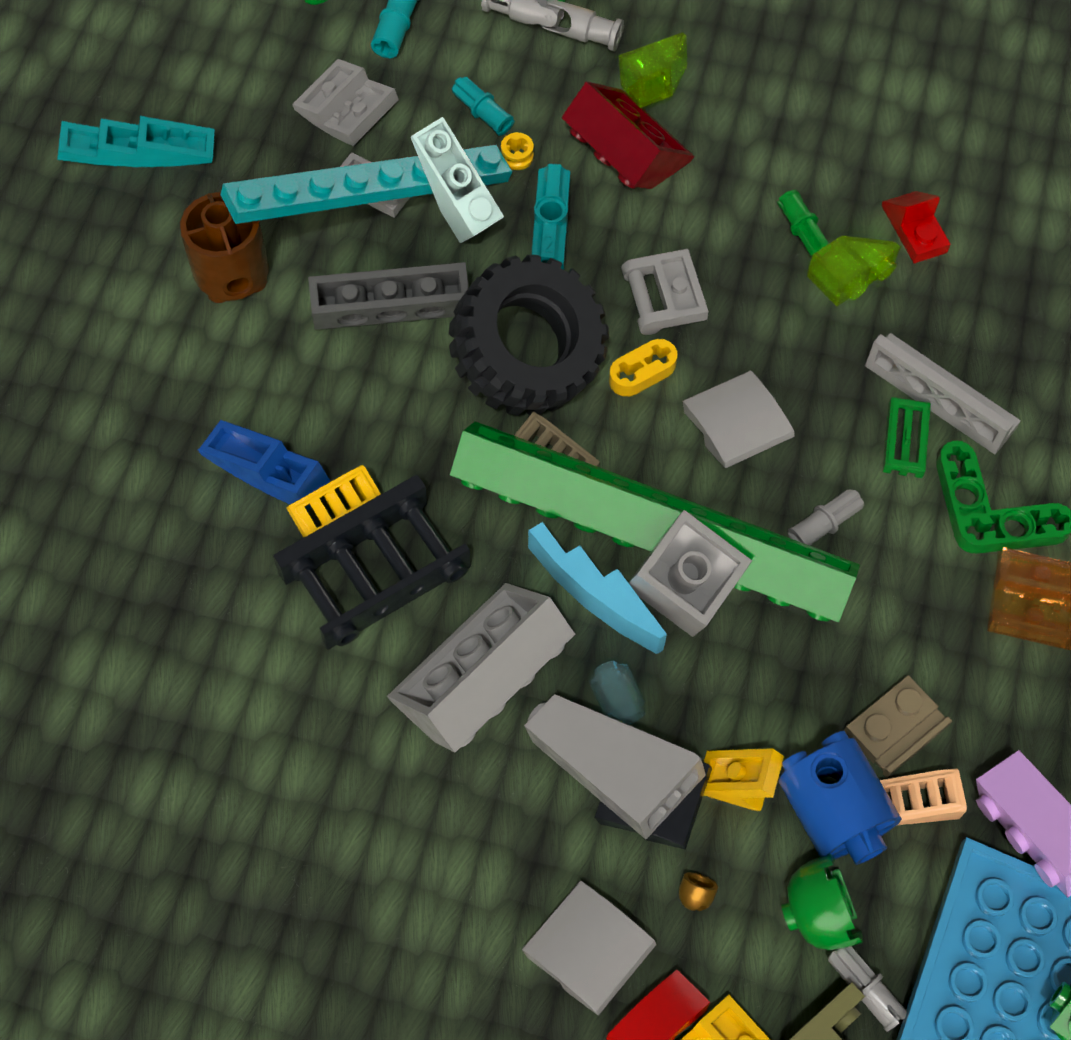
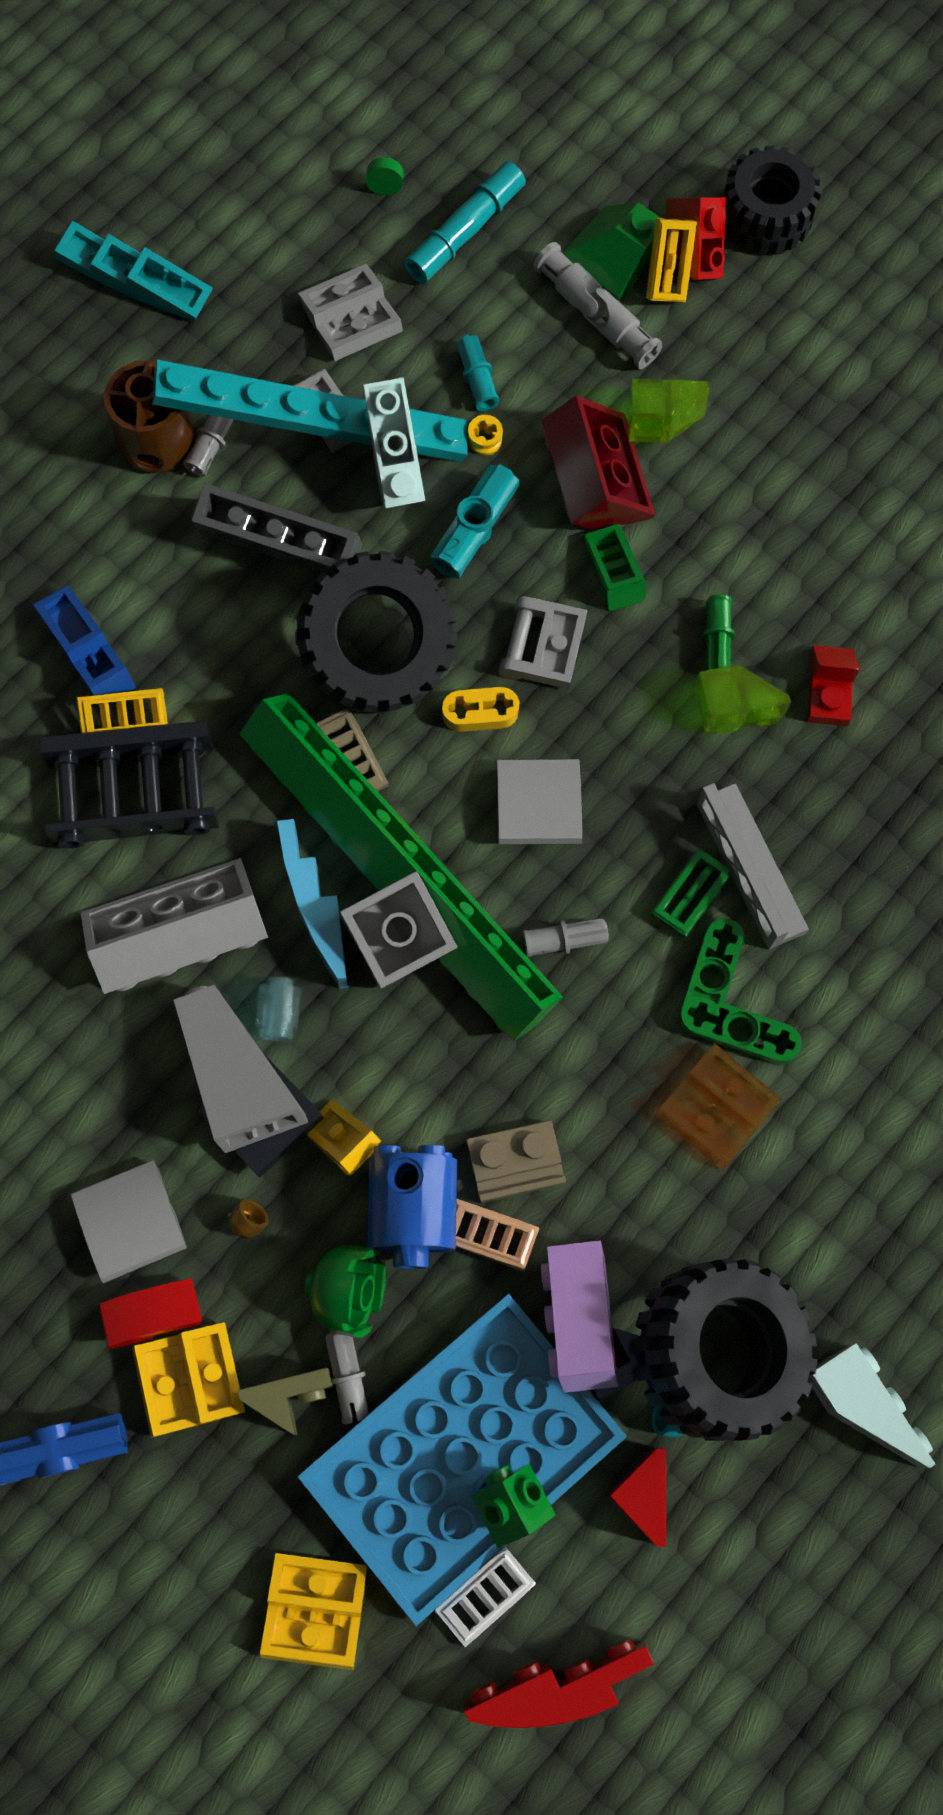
camera: 25 degrees right, 10 degrees up
(281, 250) = (207, 444): none -> light grey axle
(699, 226) = (622, 589): none -> green slope

